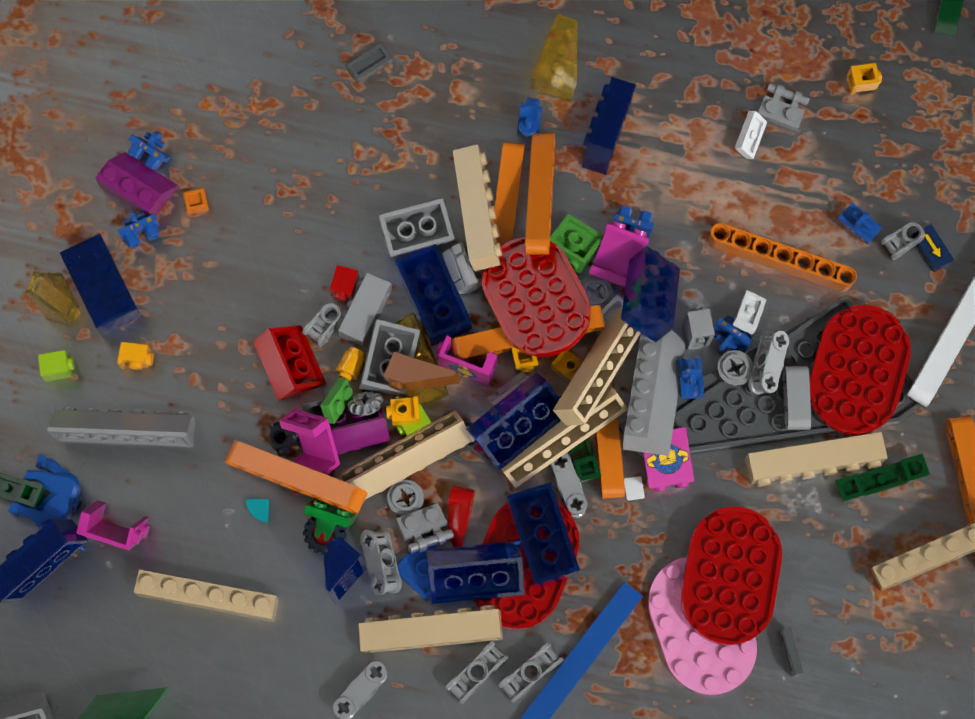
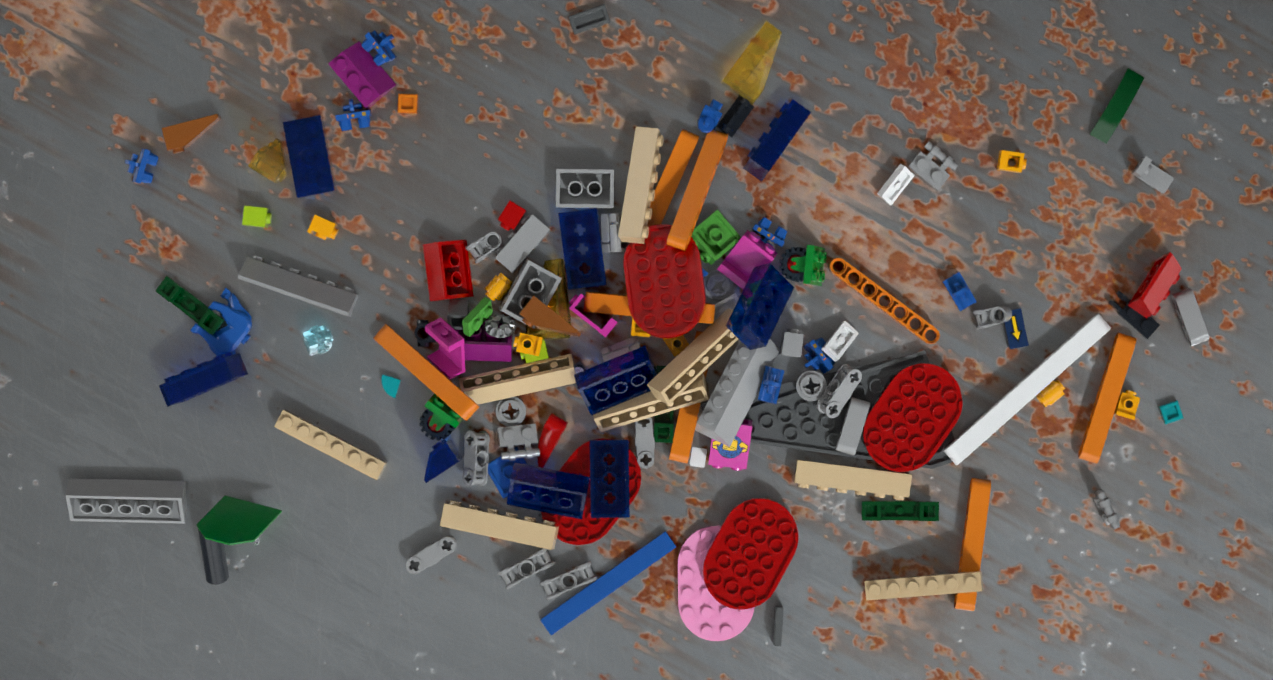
camera: 20 degrees right, 15 degrees up
(94, 527) = (268, 372): dark pink panel -> none
(160, 480) = (318, 340): none -> clear light blue brick
(556, 114) = (735, 116): none -> black hinge
(680, 242) = (804, 264): none -> green plate

